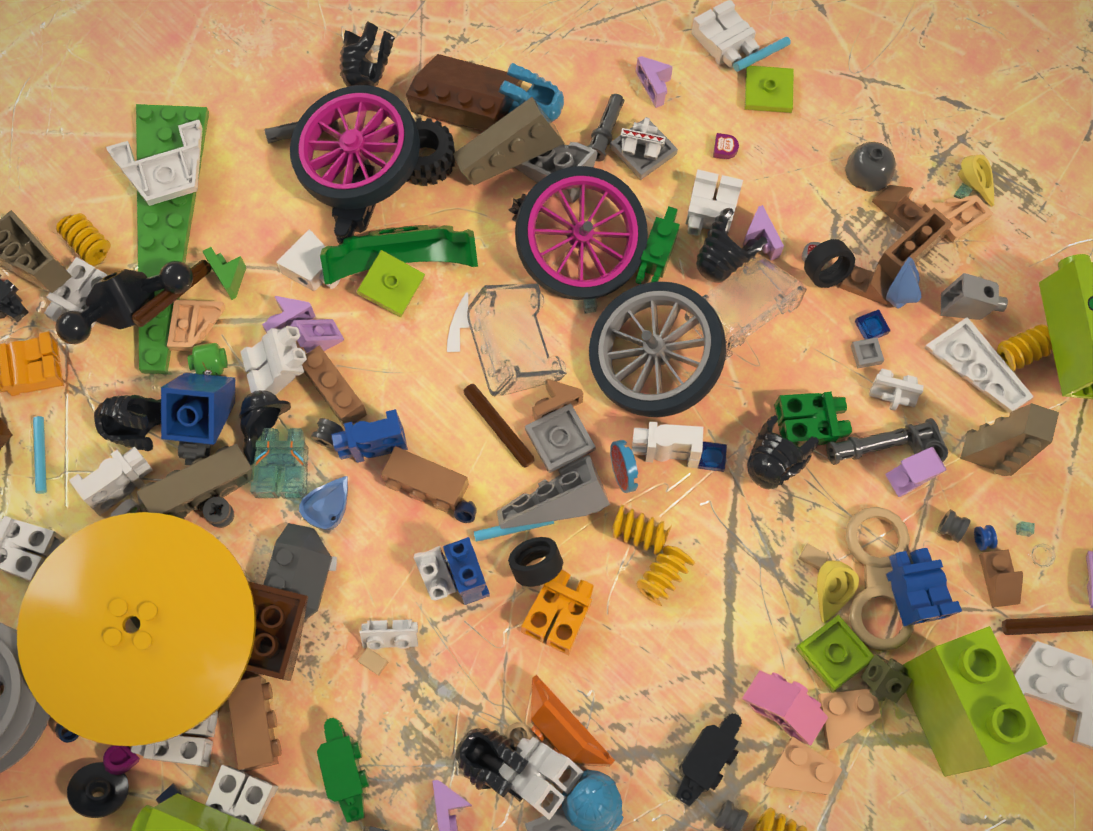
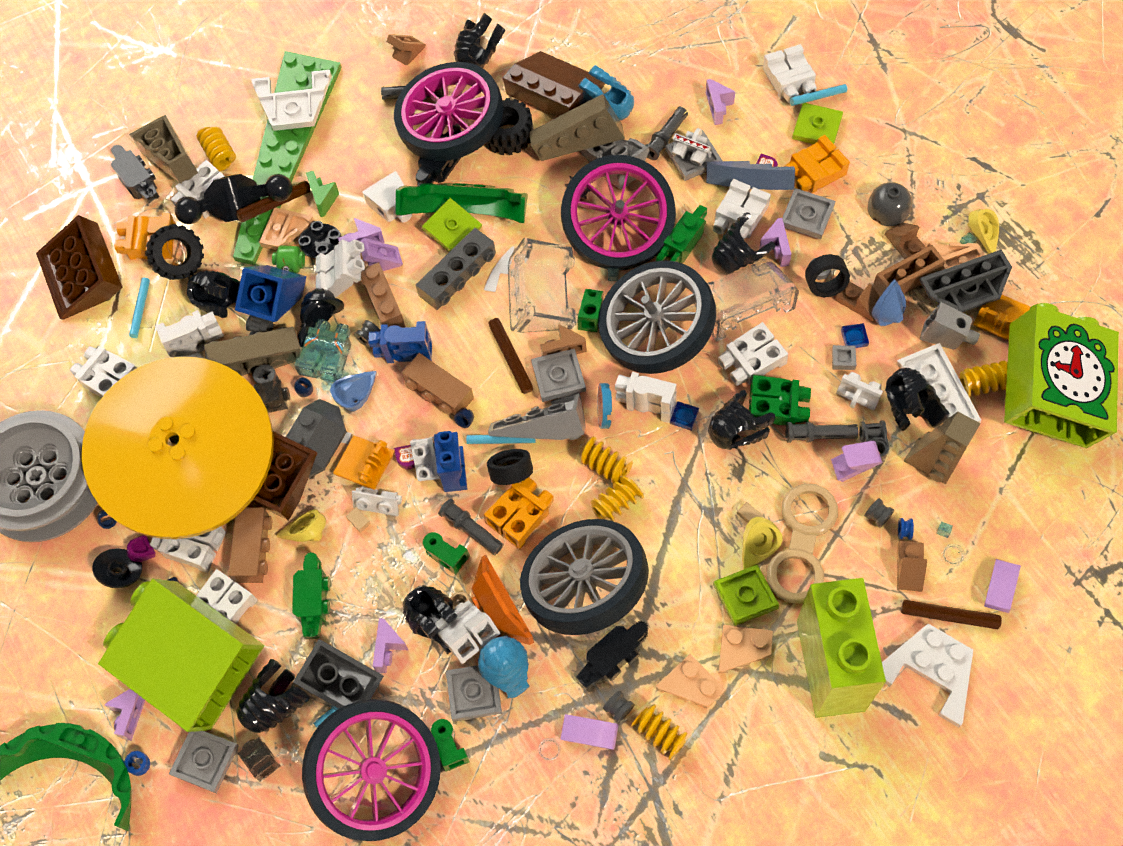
camera: 20 degrees right, 5 degrees down
(45, 372) = (193, 247): none -> black tyre
(233, 531) = (273, 395): none -> clear smoke brick
(239, 329) = (319, 239): none -> black dish
(264, 518) = (301, 390): none -> dark blue hinge
(280, 76) = (405, 47): none -> medium nougat slope
(312, 687) = (304, 528): none -> light yellow piece
(362, 590) = (364, 462): none -> light orange hinge
(408, 573) = (404, 457): none -> tile
(423, 299) = (458, 258): none -> dark grey brick
(485, 681) = (445, 554): none -> green leg
(495, 636) = (462, 520): none -> dark grey pin
(577, 353) = (589, 310): none -> green leg
(658, 677) = (584, 576): none -> wheel
(719, 160) = (756, 175): none -> sand blue slope
(767, 379) = (753, 355): none -> white hips
(782, 136) = (818, 165): none -> light orange hips
(786, 193) = (808, 213): none -> light grey plate
(787, 705) = (690, 625): bright pink brick -> none
(886, 678) = (782, 622): olive brick -> none
(920, 588) = (833, 554): blue hips -> none
(955, 381) = (913, 395): none -> black hair
(984, 242) = (970, 282): none -> dark grey wedge
(1021, 271) = (998, 315): none -> light orange hinge

